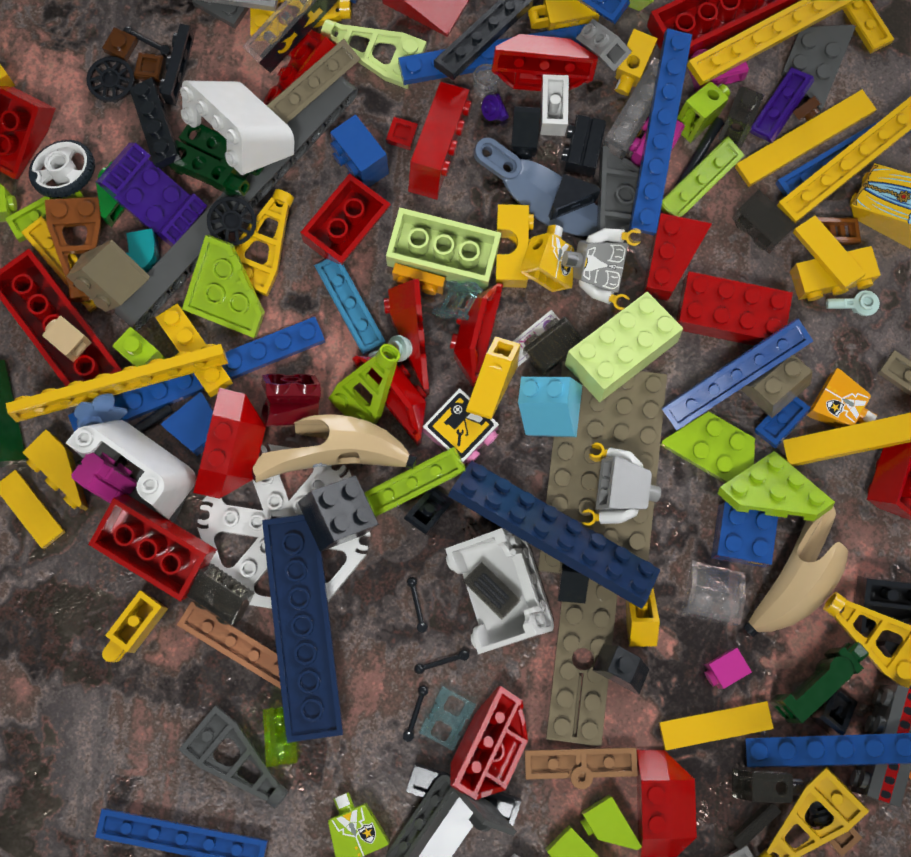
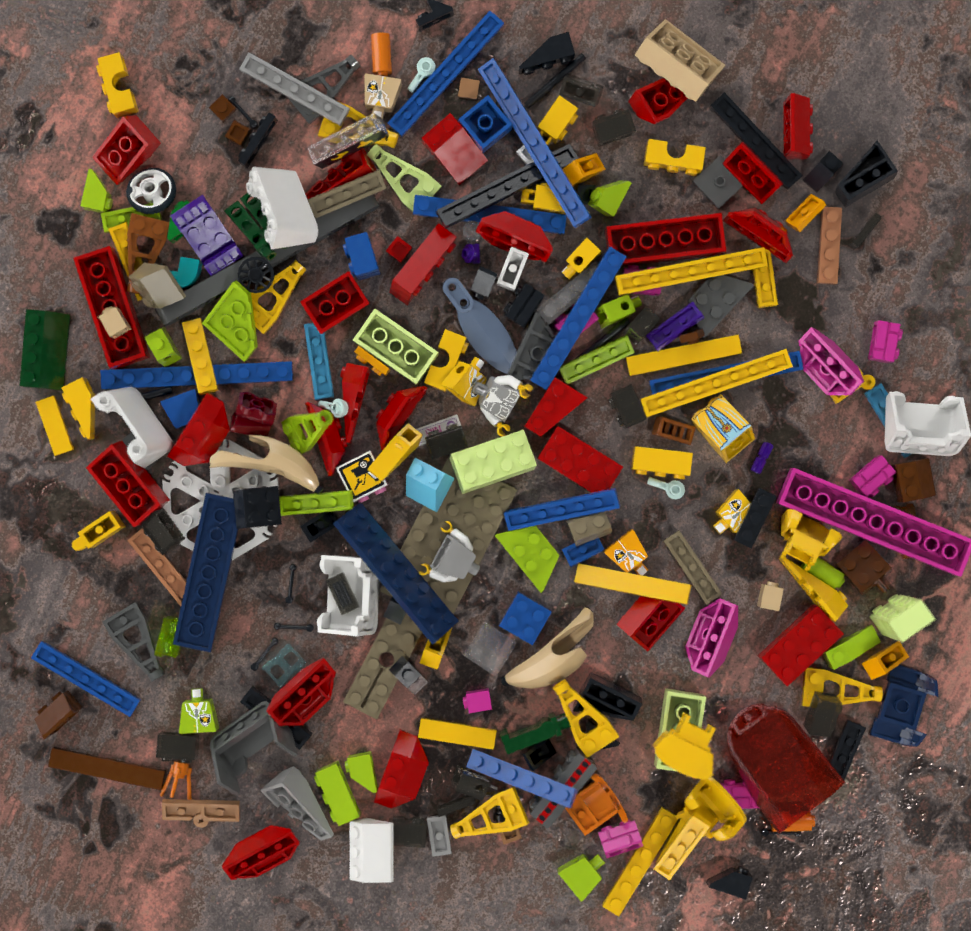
camera: 15 degrees right, 10 degrees up
(98, 411) = (120, 379): medium blue plate -> none
(102, 477) = (110, 426): dark pink brick -> none
(110, 79) = (207, 132): black wheel -> none
(126, 380) = (131, 364): yellow plate -> none
(155, 123) = (227, 181): black plate -> none
(461, 291) = (398, 382): clear light blue piece -> none
(573, 195) = (499, 340): black slope -> none
(581, 764) = (359, 726): medium nougat hinge -> none
(604, 44) = (562, 240): light grey brick -> none
(777, 489) = (556, 597): lime plate -> none
(829, 253) = (660, 448): yellow tile -> none

